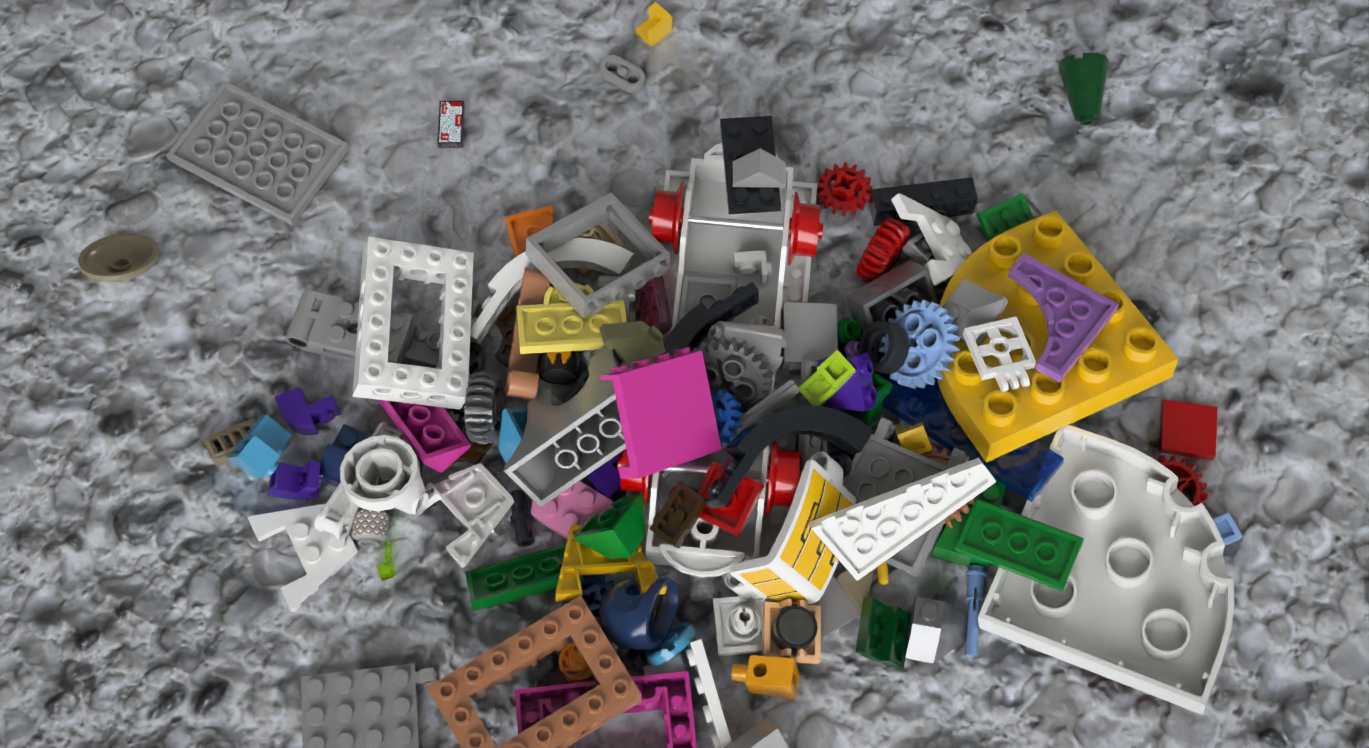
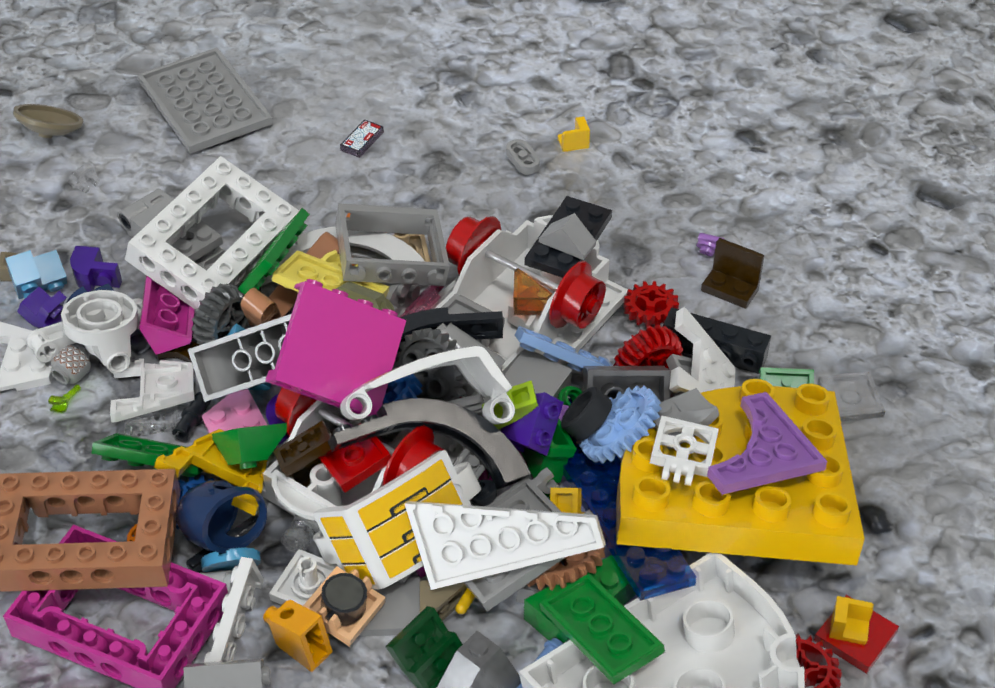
camera: 30 degrees right, 20 degrees down
(497, 319) = (275, 253): none -> green plate
(752, 245) = (528, 295): none -> clear orange slope
(752, 400) = (474, 365): none -> white panel
(815, 290) = (532, 340): none -> light blue wing
(853, 95) = (707, 244): none -> medium lavender plate
(897, 122) = (734, 273): none -> dark brown bracket
(1084, 85) = (932, 313): dark green cone -> none
(1183, 425) = (851, 620): none -> yellow panel

